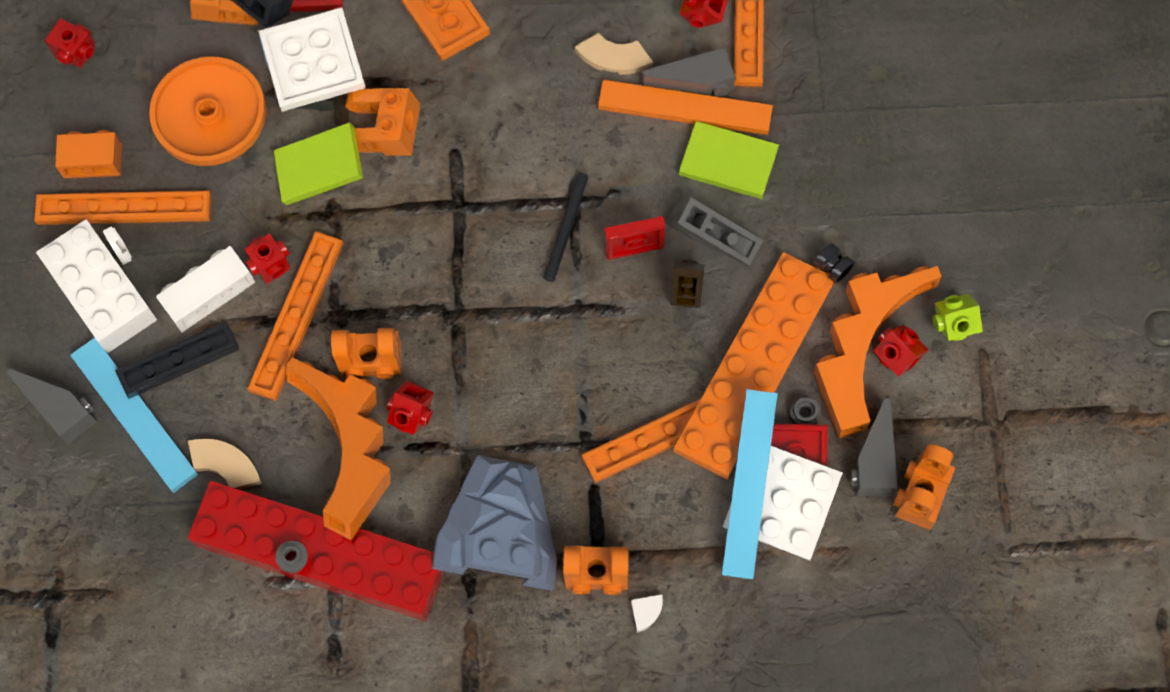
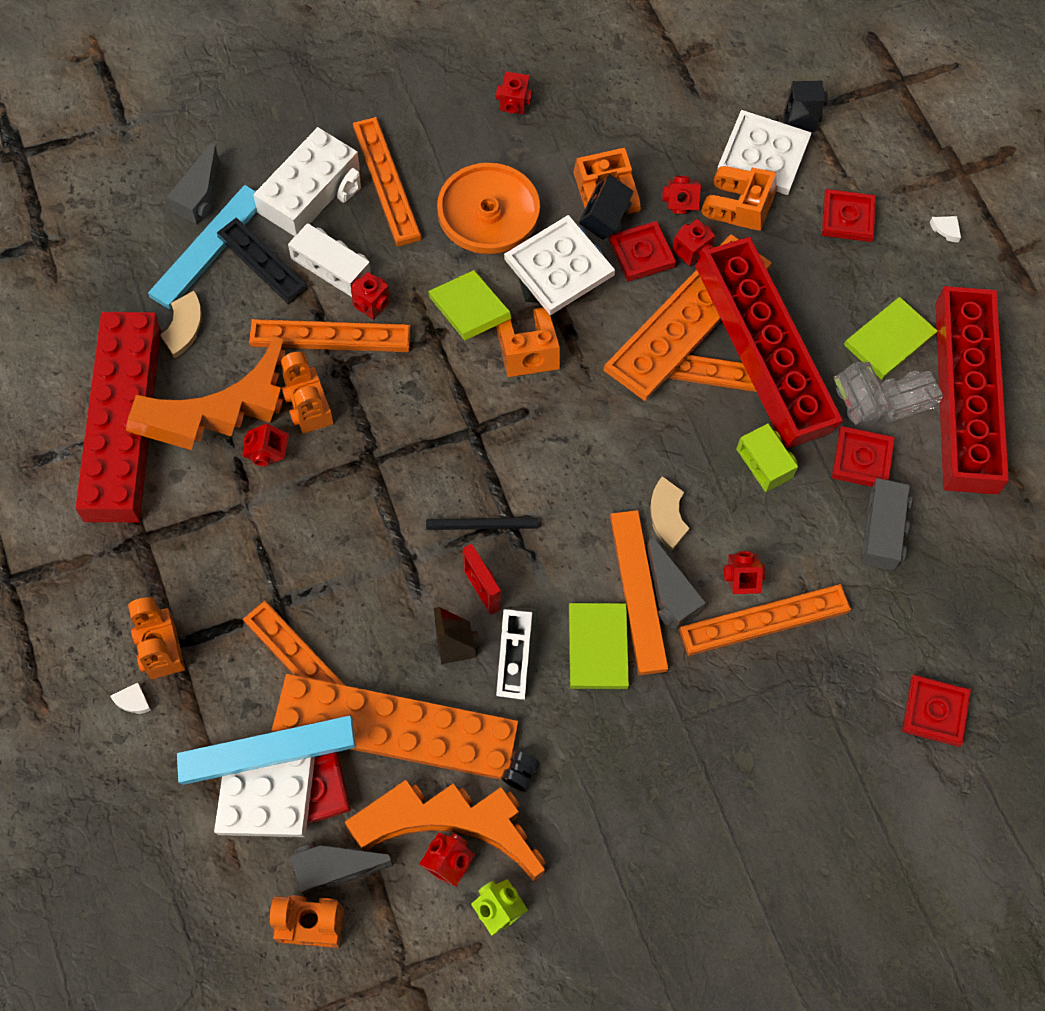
camera: 65 degrees right, 5 degrees down
(88, 154) = (422, 139): orange brick -> none
(295, 565) = (100, 395): dark grey plate -> none
(499, 525) = (176, 547): sand blue wedge -> none
(805, 403) = (355, 781): dark grey plate -> none

